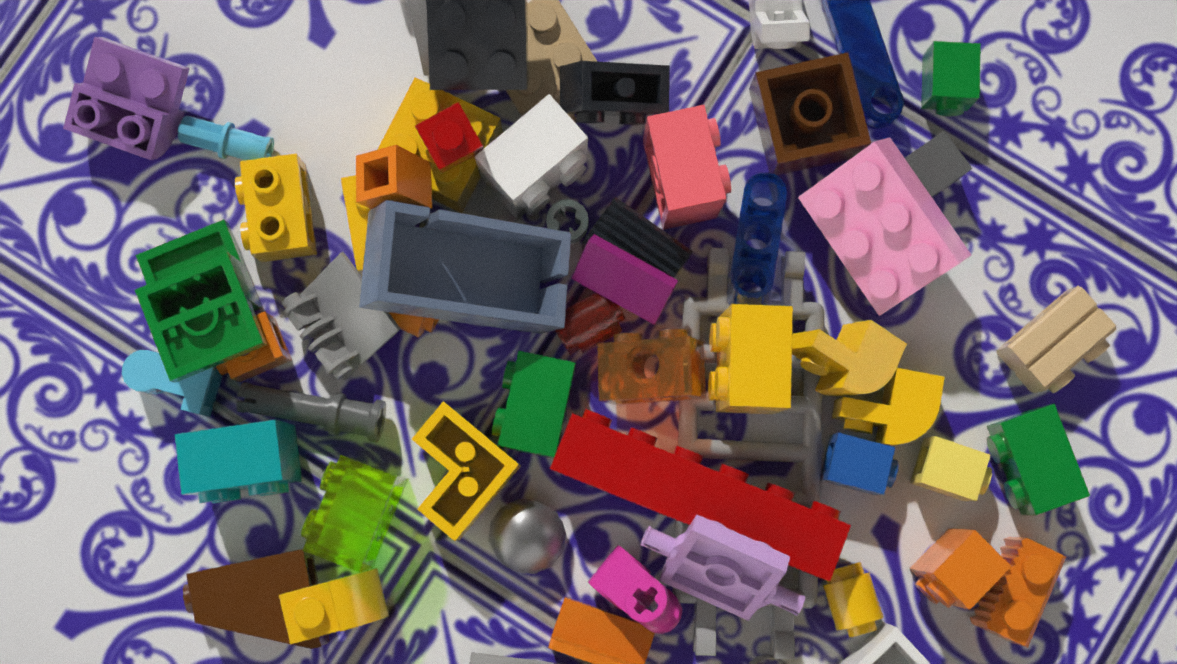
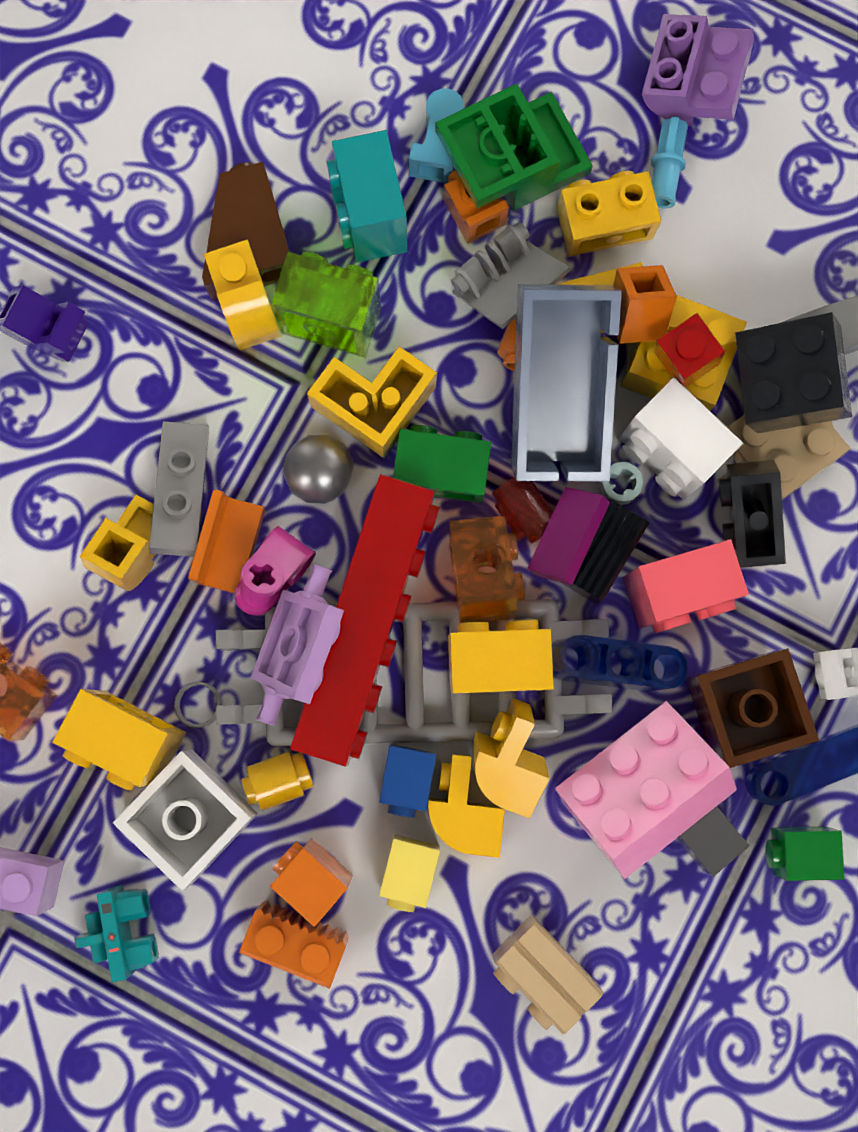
camera: 85 degrees right, 0 degrees up
(334, 413) = (419, 282): dark grey pin -> none
(1036, 461) = (423, 958): green brick -> none

